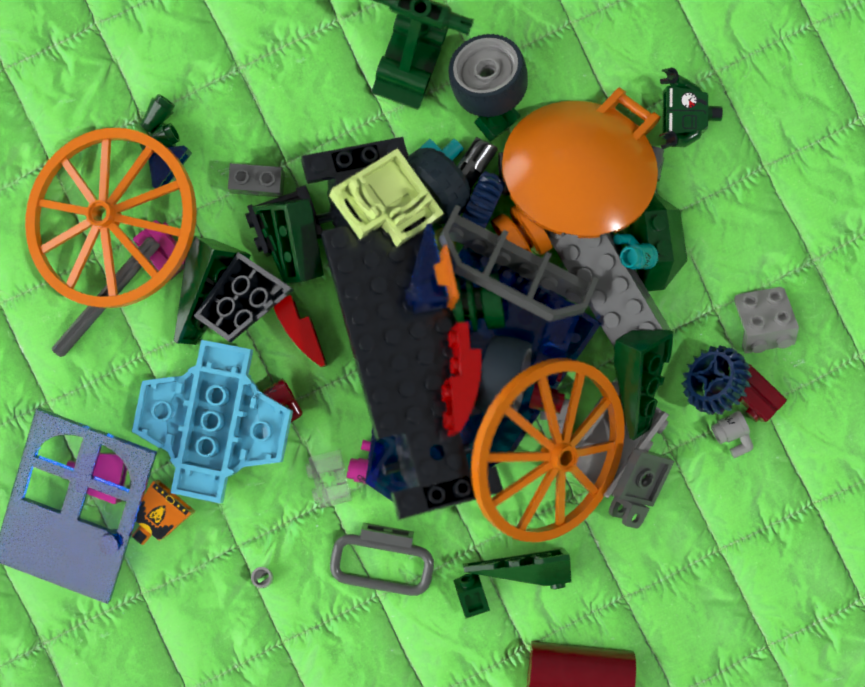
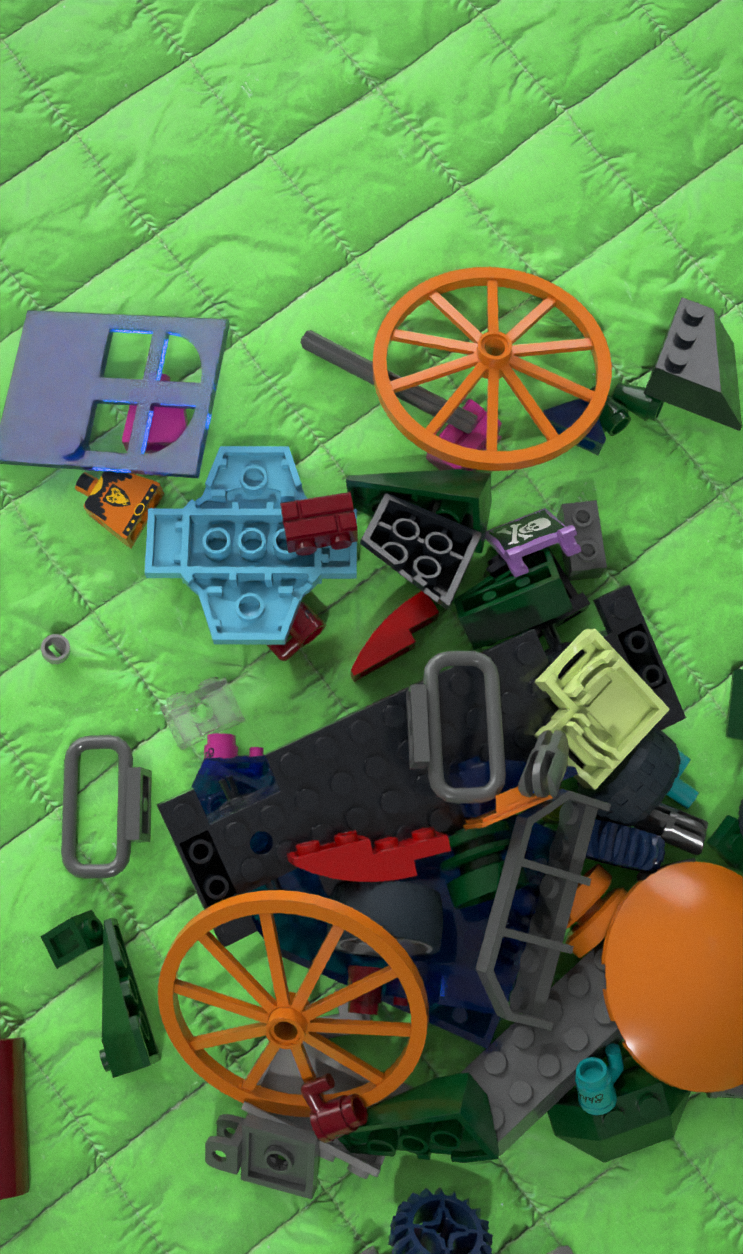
camera: 80 degrees right, 10 degrees down
(140, 64) = (697, 366): none -> wedge
(208, 369) = (319, 523): none -> dark red brick
(246, 218) = (529, 535): none -> flag
(380, 322) = (425, 727): none -> dark grey bar
(423, 245) = (545, 765): none -> dark grey arm
(625, 434) = (335, 1116): none -> dark red piece

